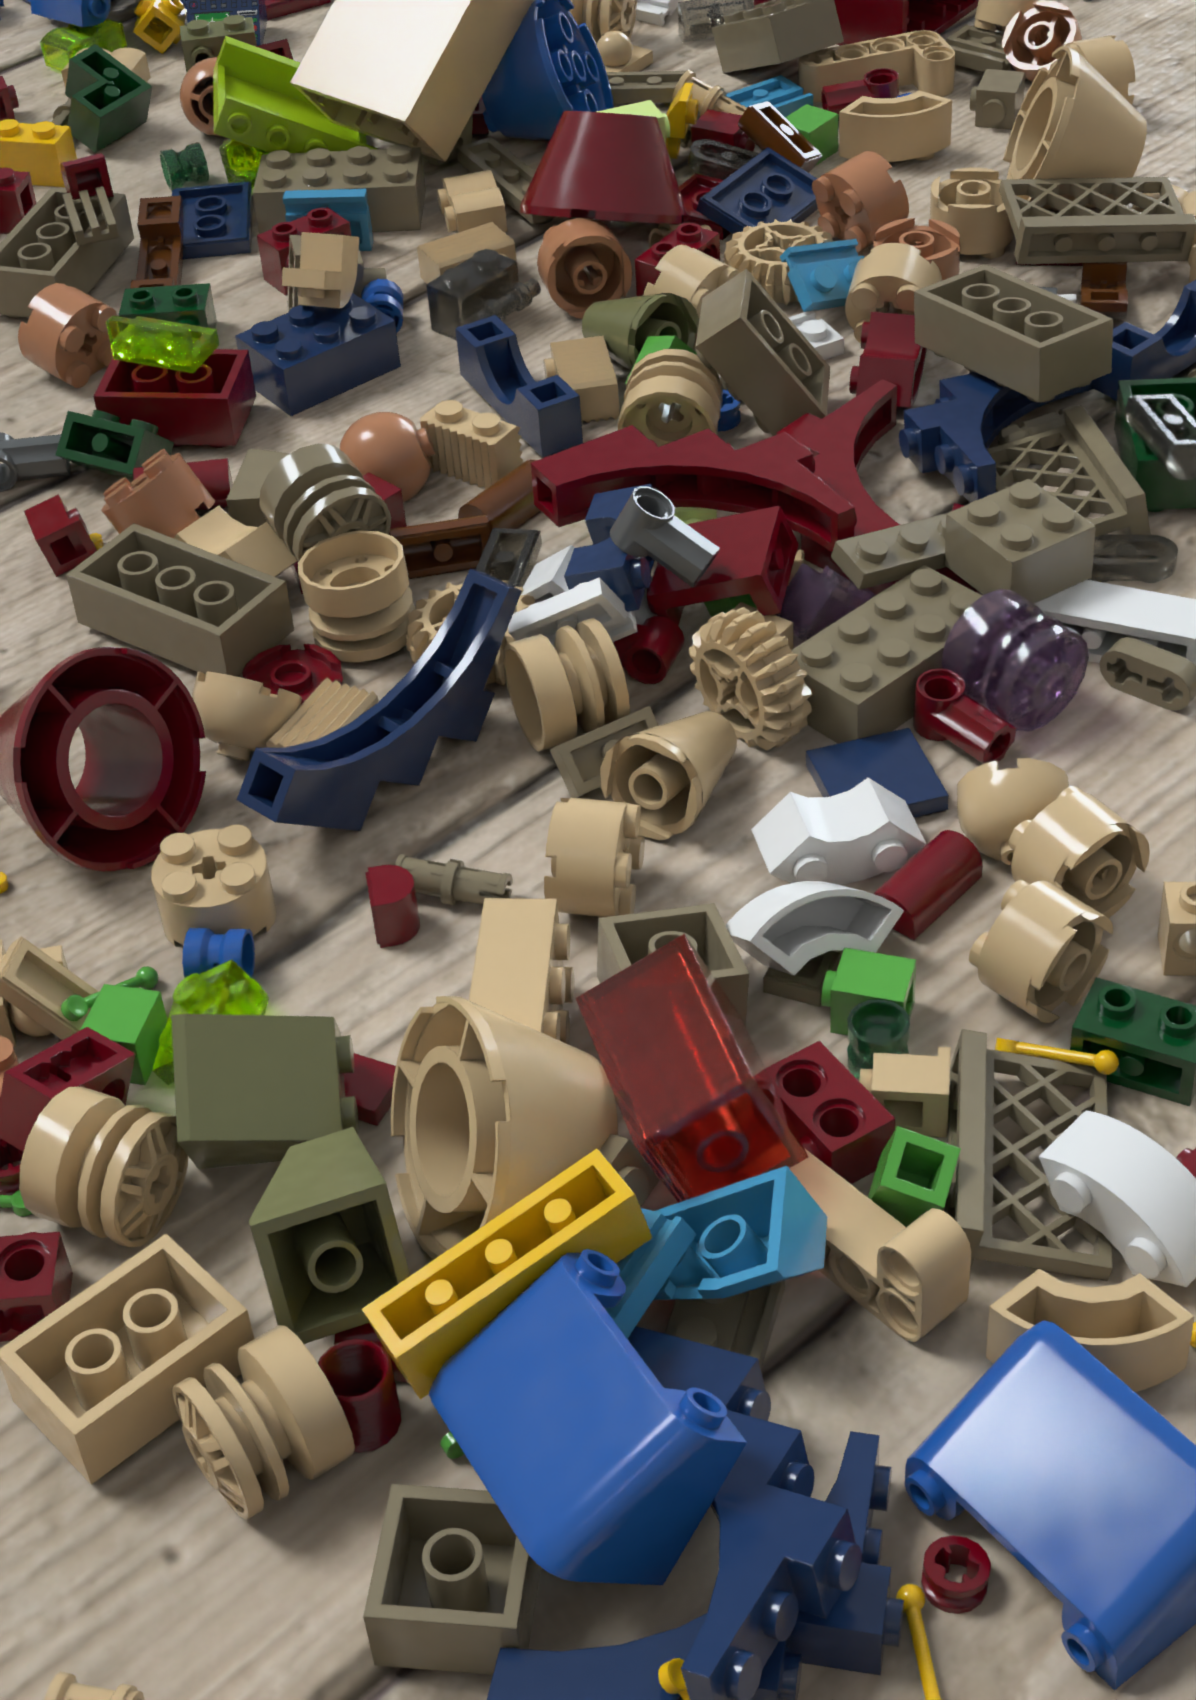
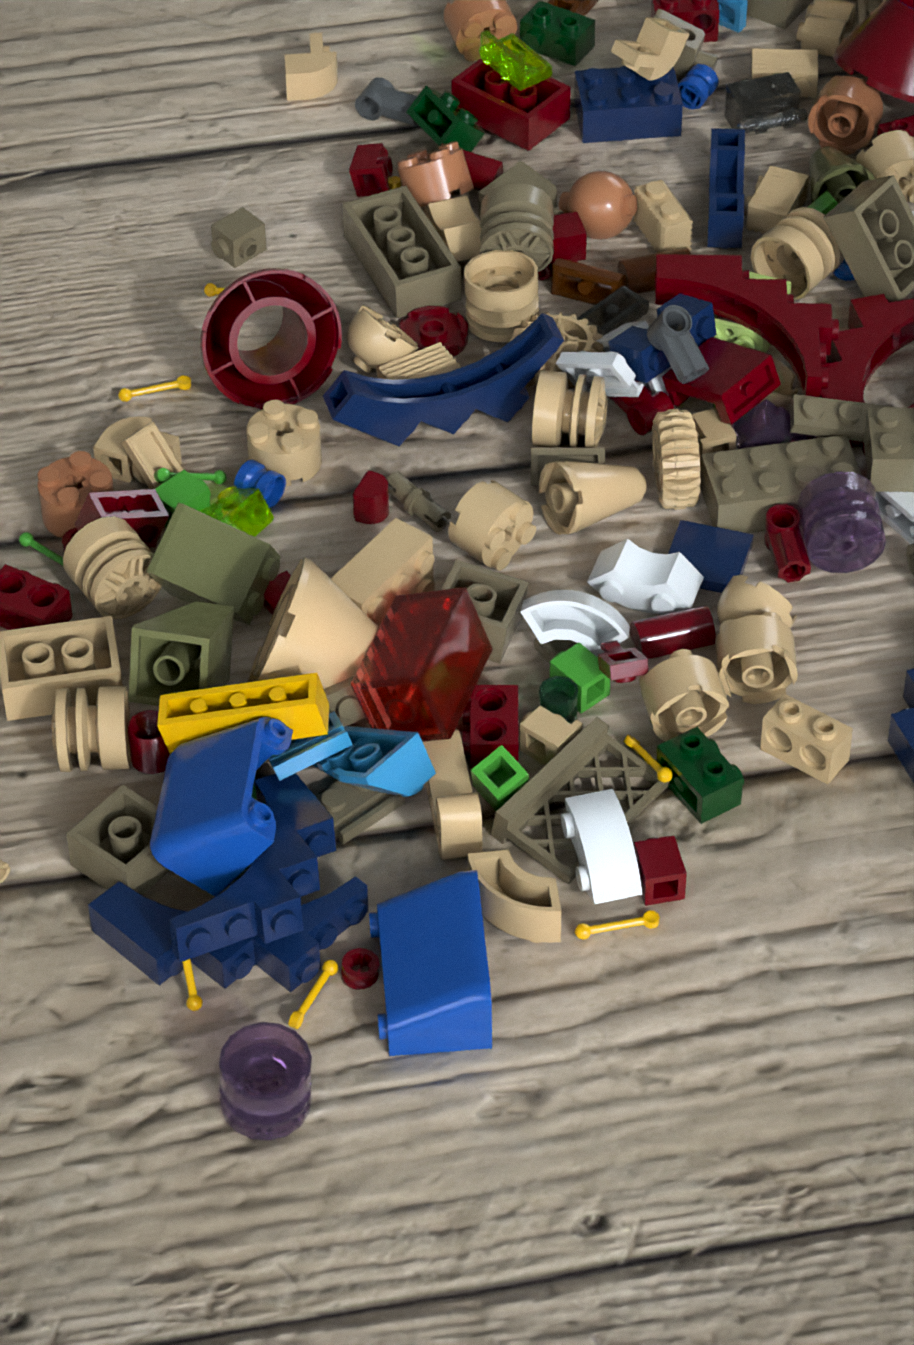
camera: 30 degrees right, 5 degrees up
(936, 944) = (621, 664): none -> plate

